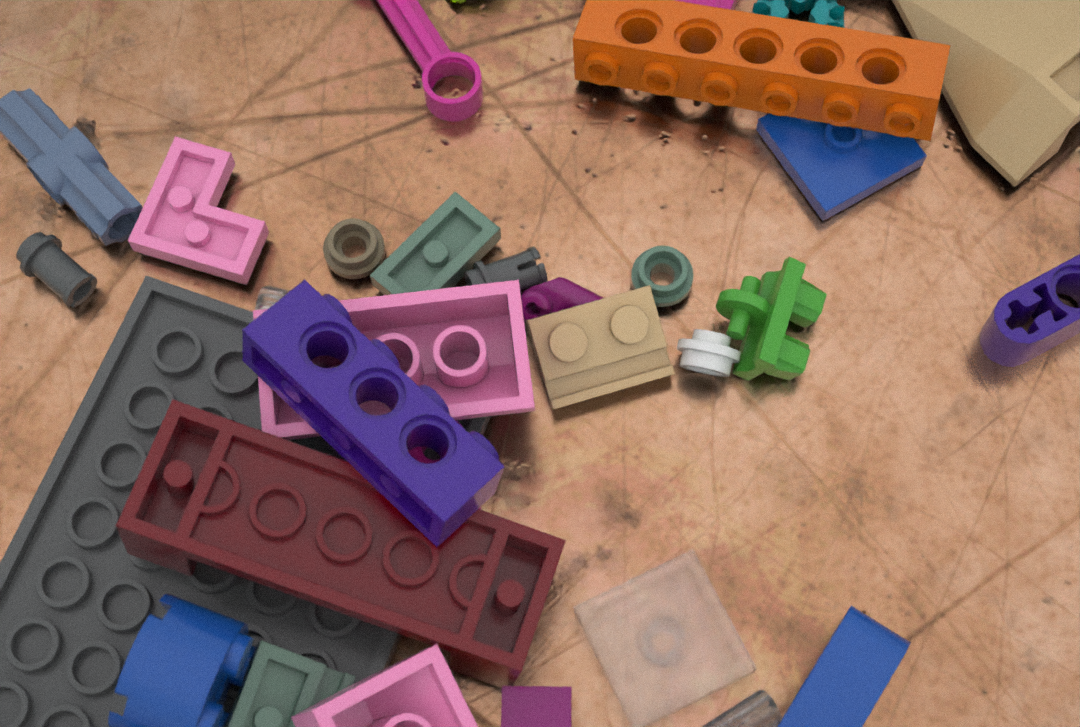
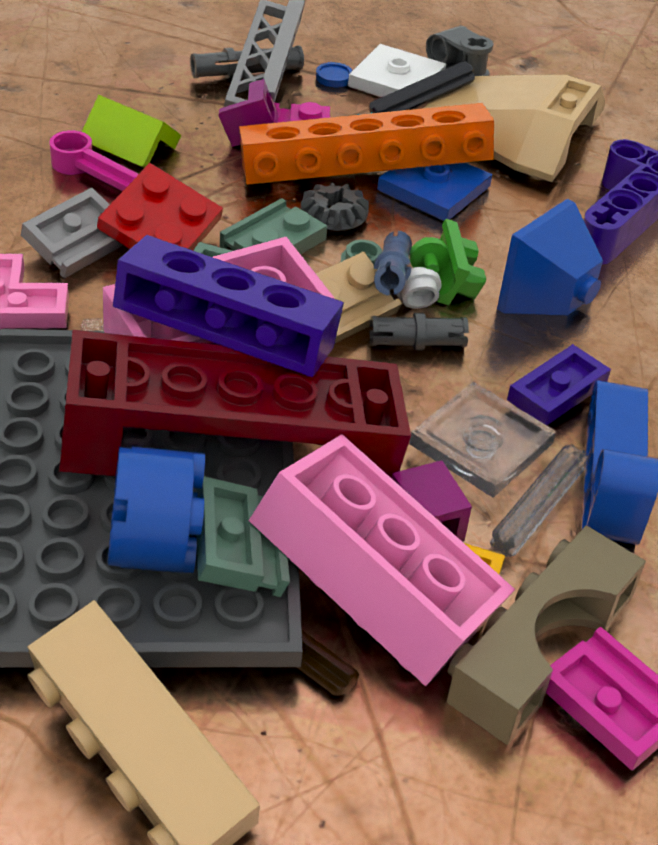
camera: 30 degrees left, 25 degrees down
(317, 122) = (69, 233): none -> light grey plate
(423, 132) = (159, 208): none -> red plate
(569, 189) = (274, 223): none -> sand green plate
(673, 326) = (393, 263): none -> sand blue pin
(673, 429) = (418, 331): none -> dark grey pin
(674, 180) = (346, 210): none -> dark grey gear
(809, 584) = (557, 384): none -> dark purple plate
(899, 385) = (551, 265): none -> blue slope

